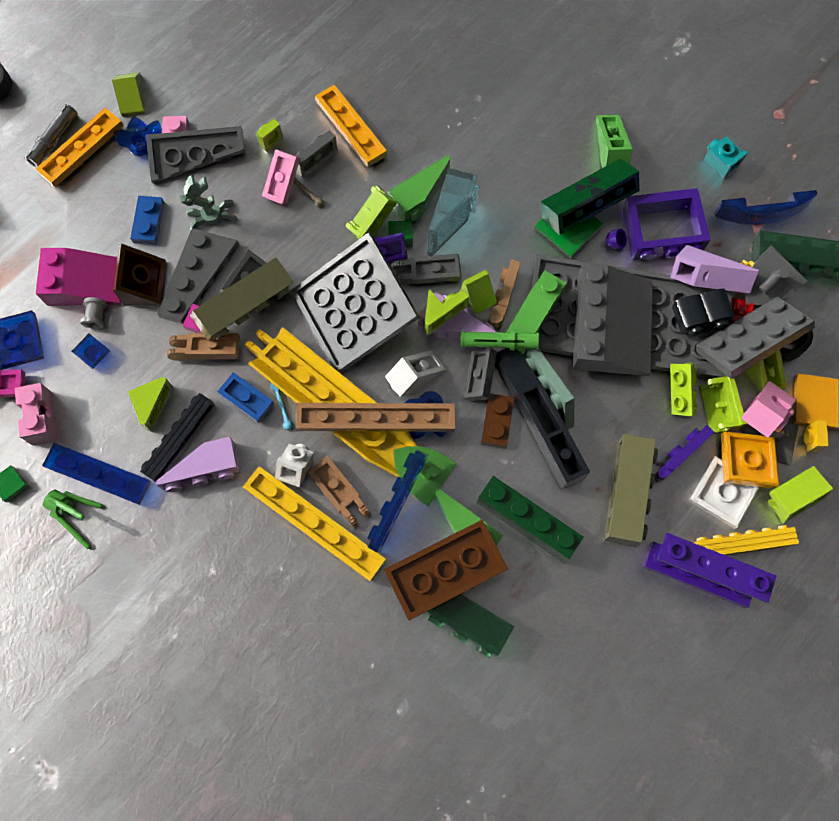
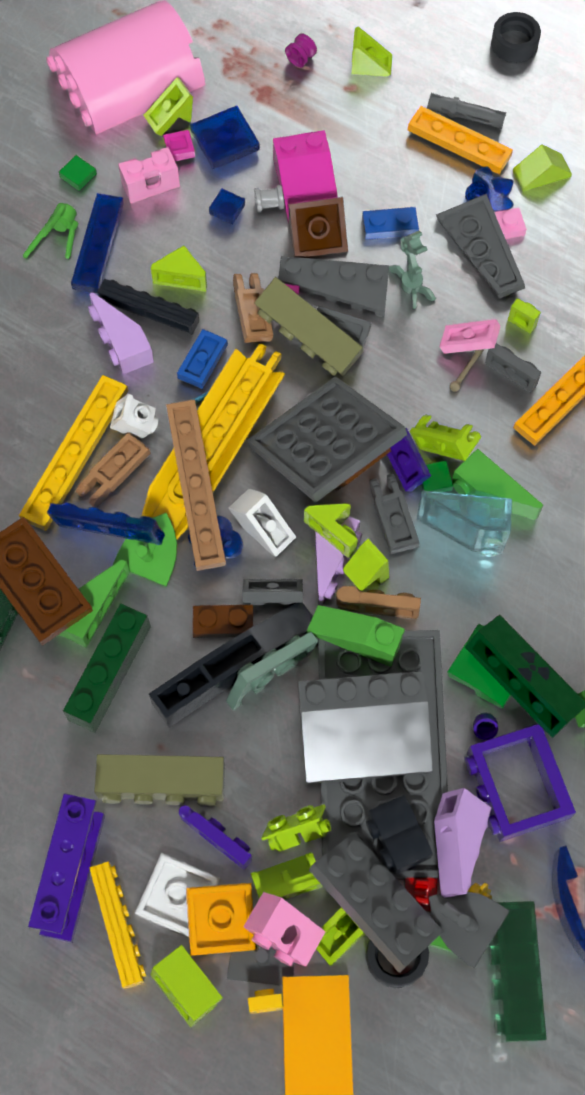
camera: 80 degrees right, 5 degrees down
(497, 340) = (313, 610): bright green pin -> none

